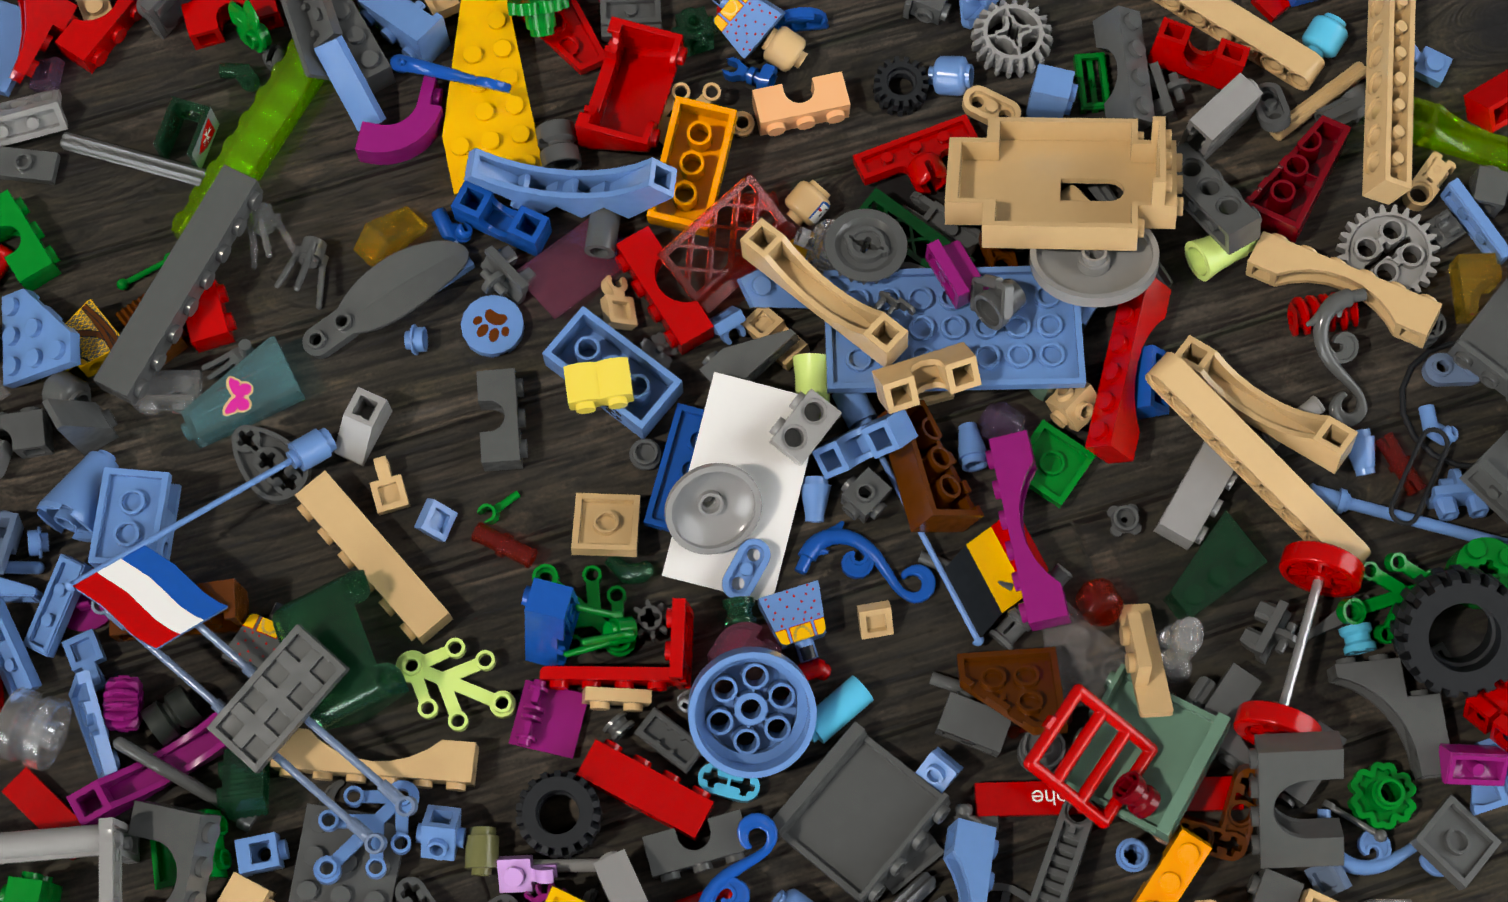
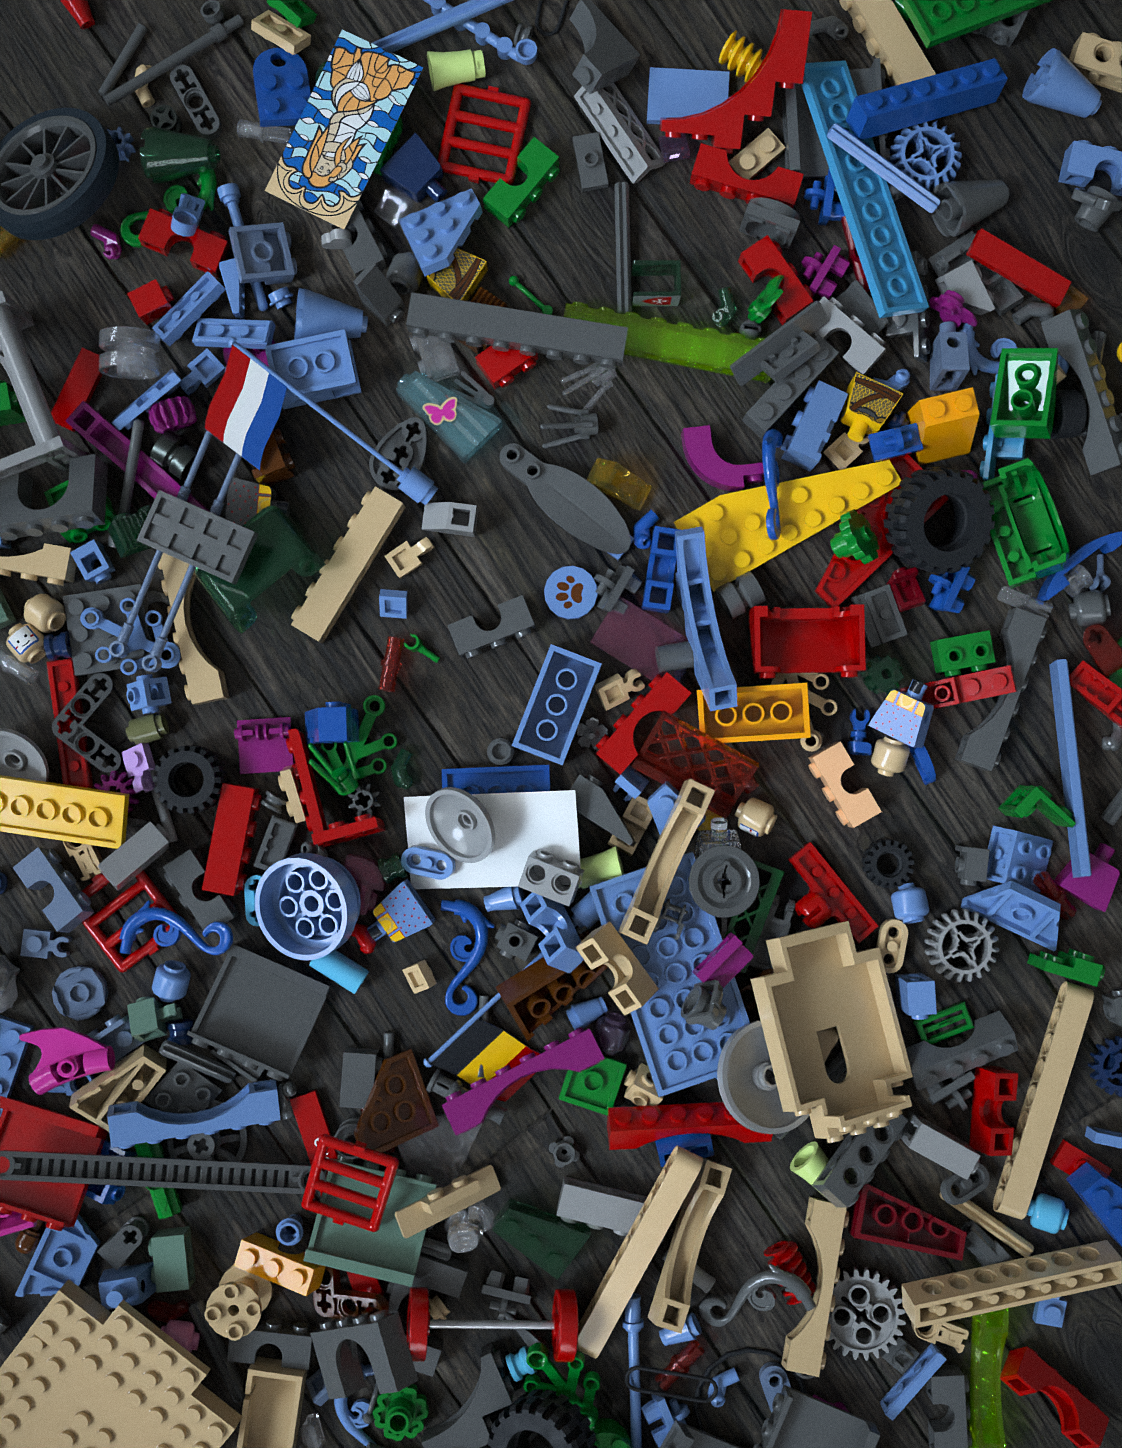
camera: 70 degrees right, 15 degrees up
(349, 82) = (739, 402): medium blue tile -> none
(416, 339) = (538, 535): medium blue plate -> none
(451, 682) = (269, 659): yellowish green plant -> none
(599, 384) = (534, 700): light yellow brick -> none
(606, 524) = (430, 740): tan plate -> none
(939, 769) = (314, 1062): medium blue bracket -> none
(1099, 602) = (486, 1151): clear red head -> none
(1136, 794) = (329, 1226): dark red wheel -> none
(1470, 278) = (856, 1387): clear yellow arch -> none

